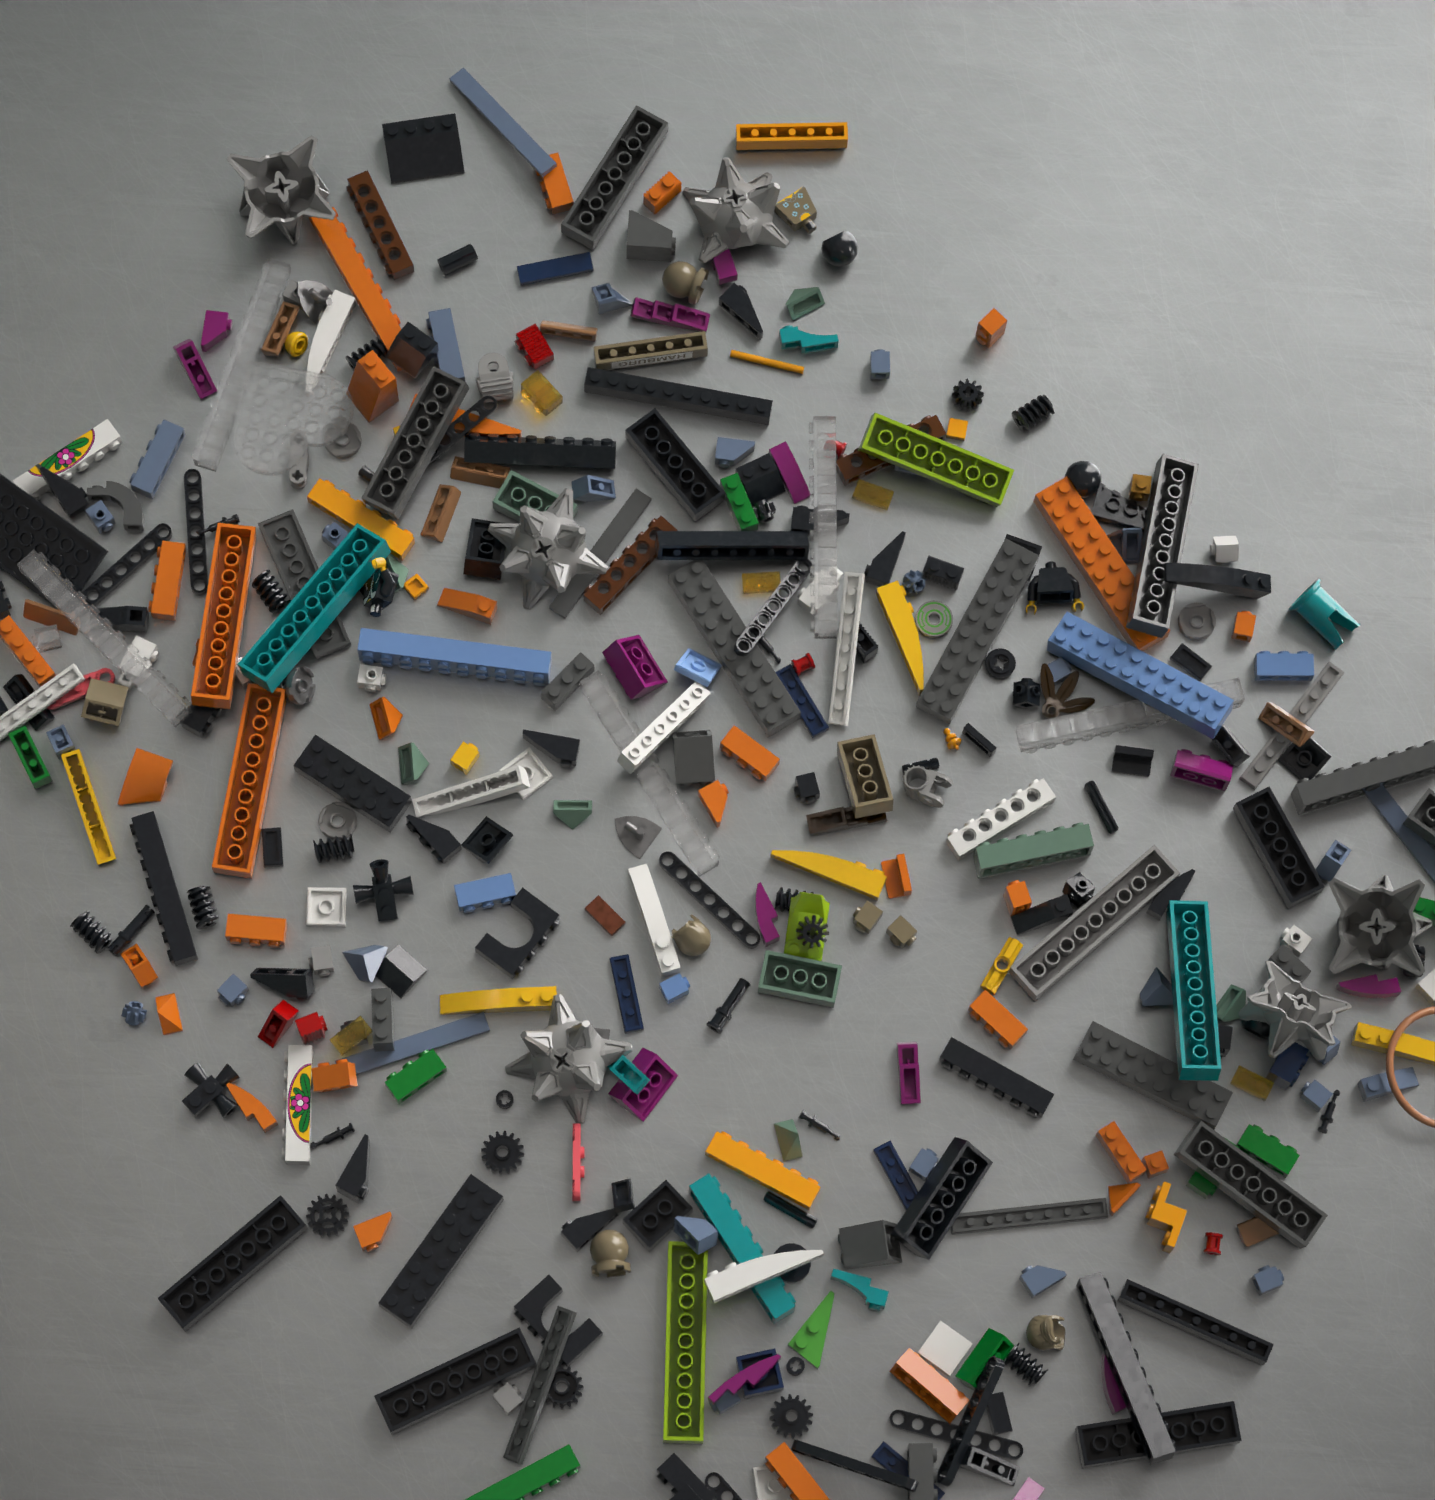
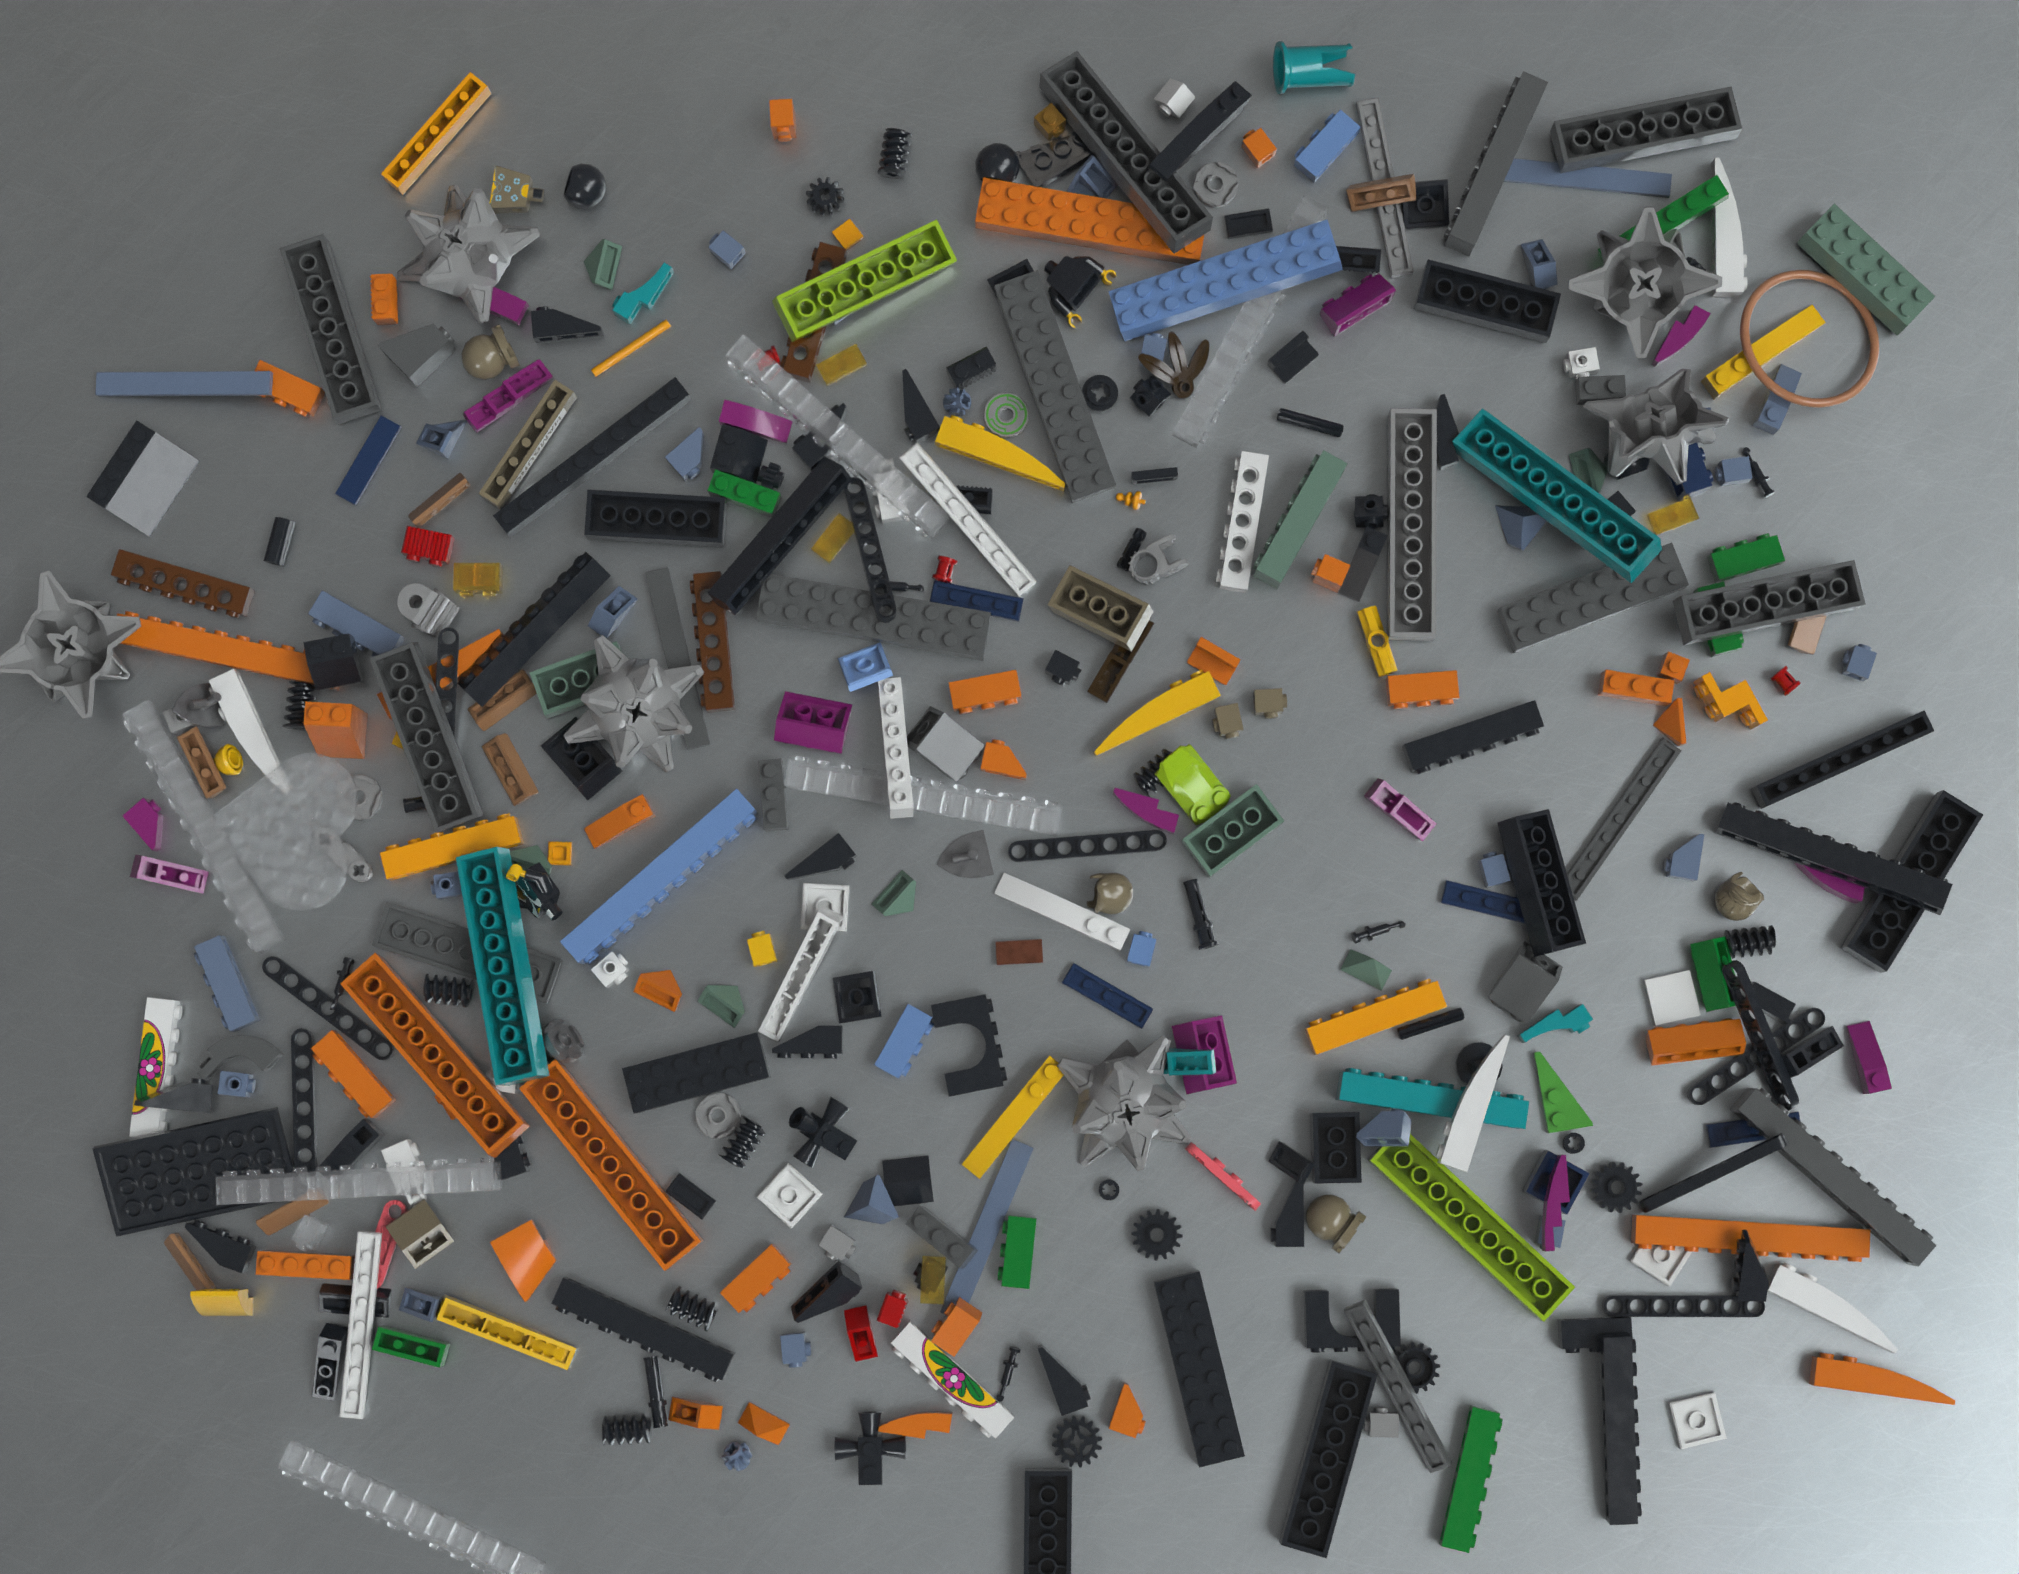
camera: 40 degrees left, 10 degrees up
(807, 927) = (1196, 786): black gear -> none

